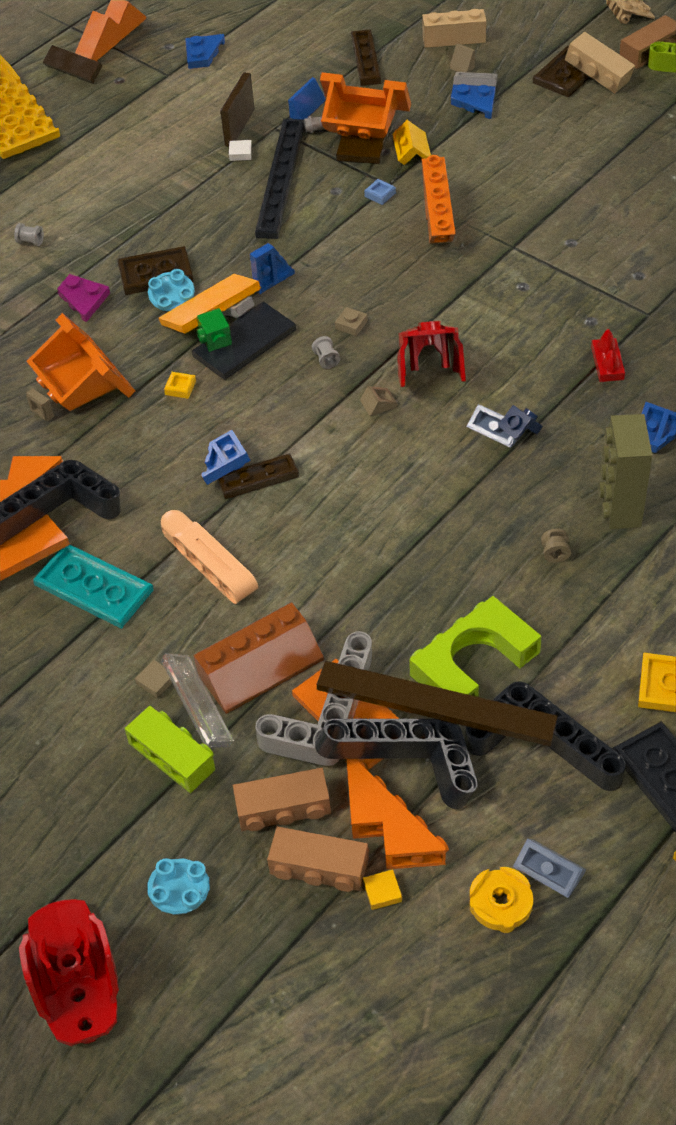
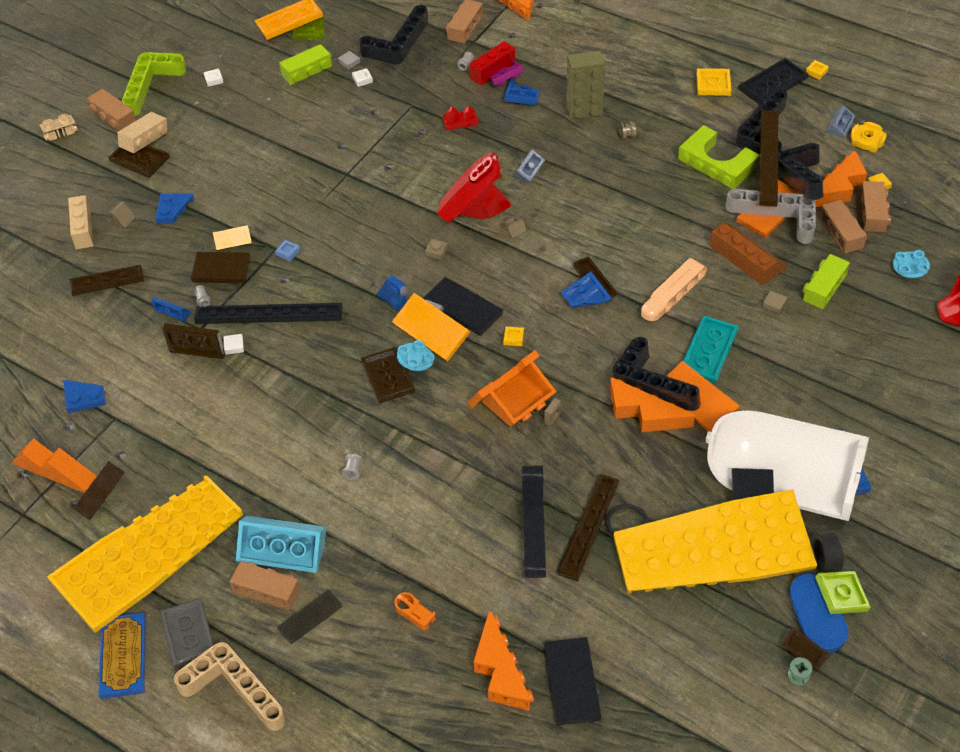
camera: 100 degrees left, 0 degrees up
(83, 295) = (421, 416): magenta wing -> none
(197, 701) = (786, 275): clear tile -> none
(213, 330) = (466, 313): green brick -> none
(327, 355) = (474, 255): light grey bush -> none
(359, 109) = (200, 258): orange windscreen -> none
(437, 200) = (316, 203): orange slope -> none
(476, 79) = (149, 206): light grey tile -> none
(517, 421) = (532, 149): dark blue bracket -> none

